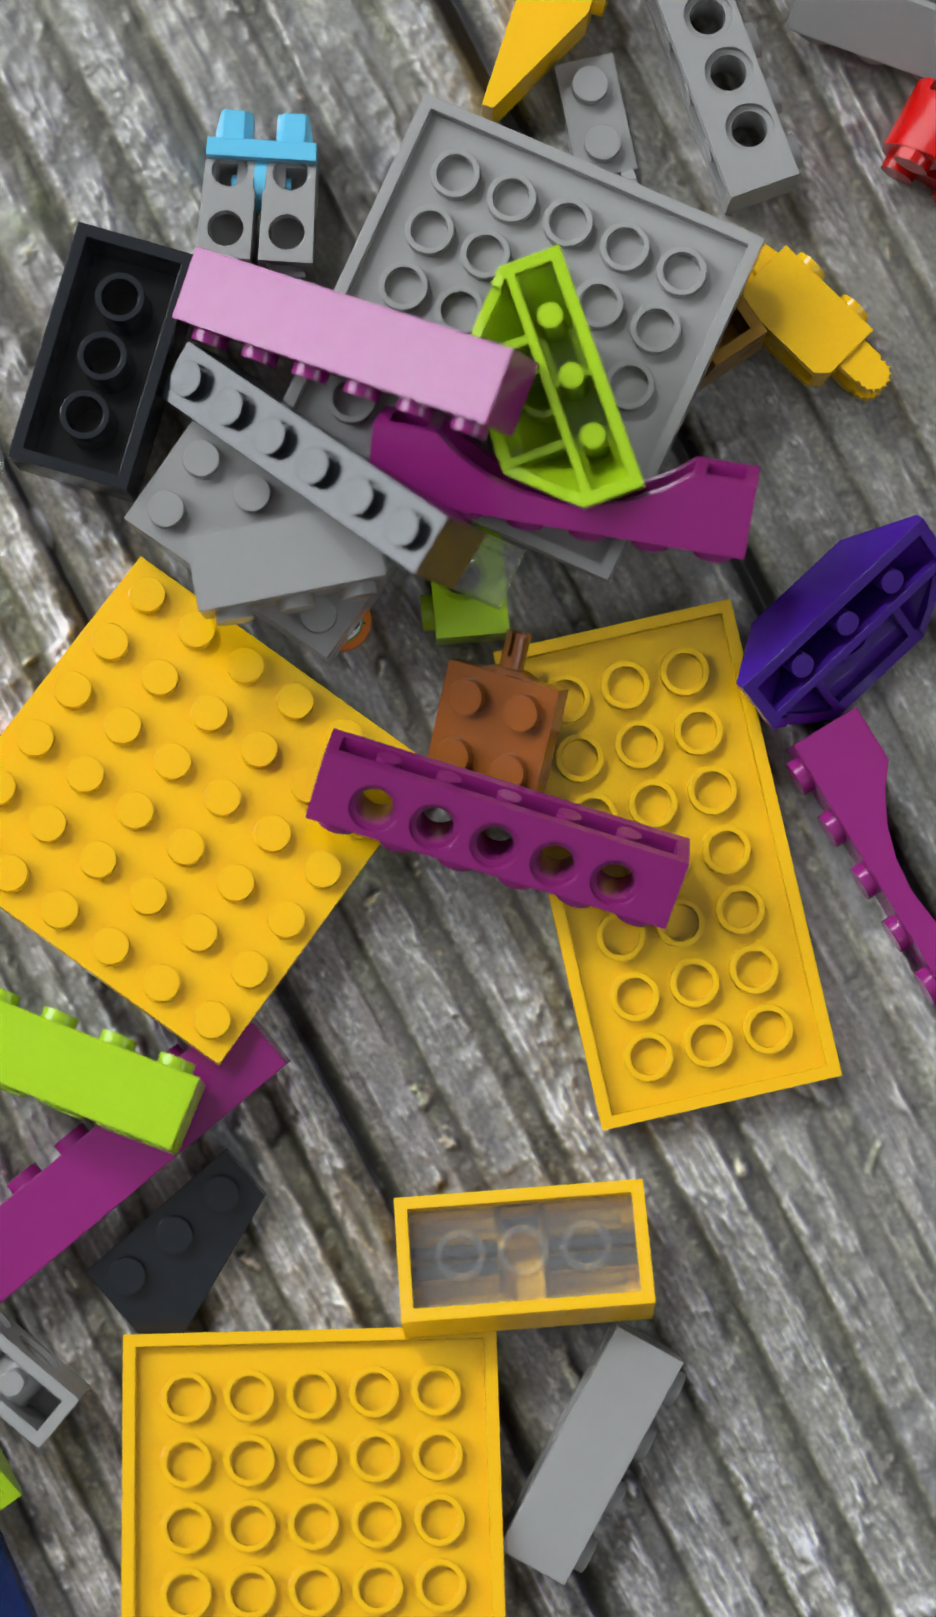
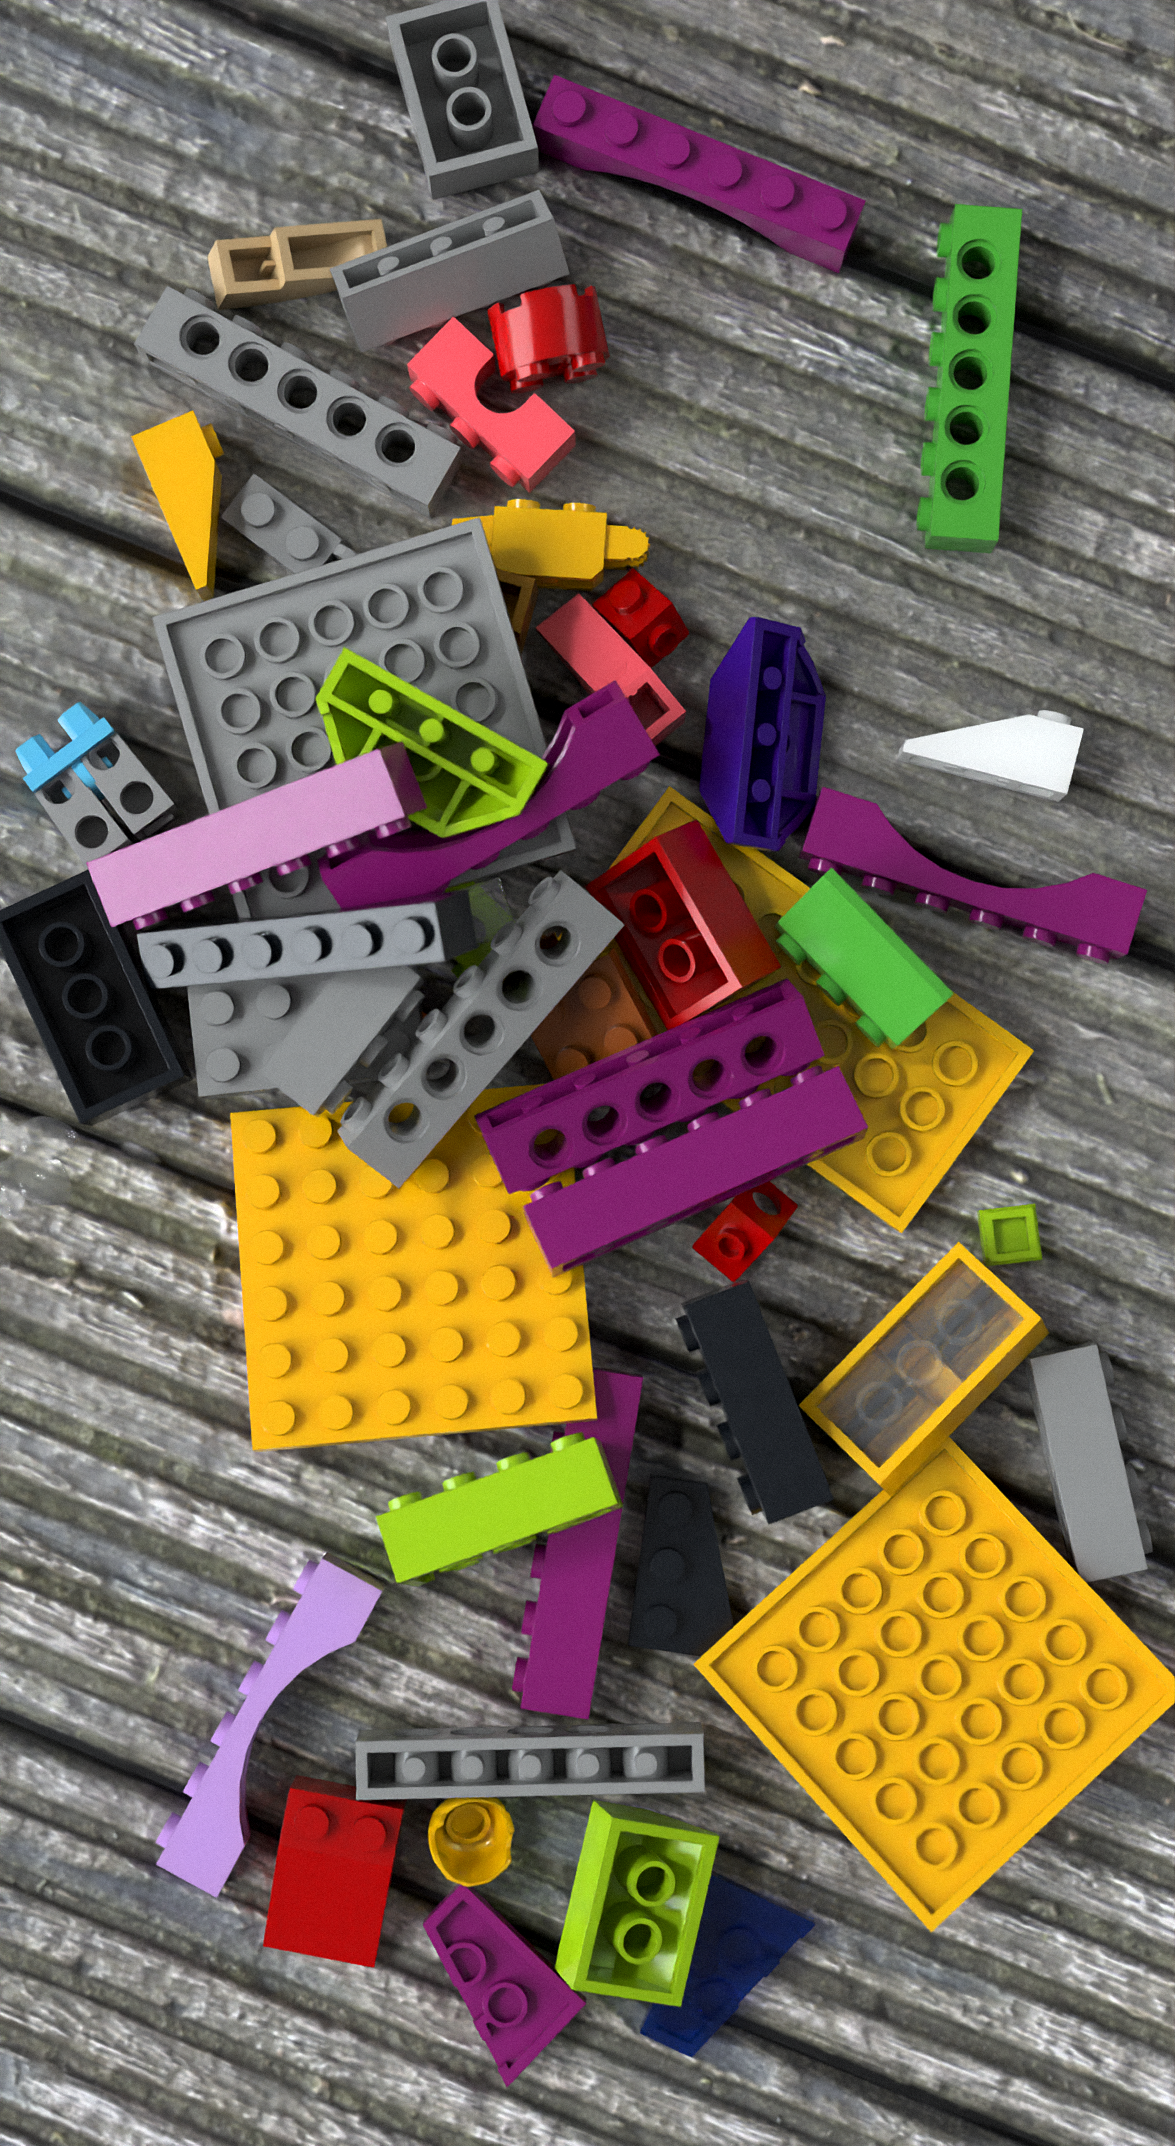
camera: 35 degrees left, 0 degrees up
(249, 701) = (475, 1060): none -> light grey brick
(361, 1165) = (757, 1402): none -> black brick
(475, 1013) = (743, 1231): none -> red bracket
(477, 930) = (695, 1169): none -> magenta brick
(642, 720) = (684, 925): none -> red slope
(690, 1208) = (1009, 1235): none -> lime tile
(763, 877) = (860, 961): none -> bright green slope
(766, 437) = (600, 656): none -> coral slope
(827, 443) = (642, 617): none -> red bracket
(853, 214) = (521, 442): none -> coral arch

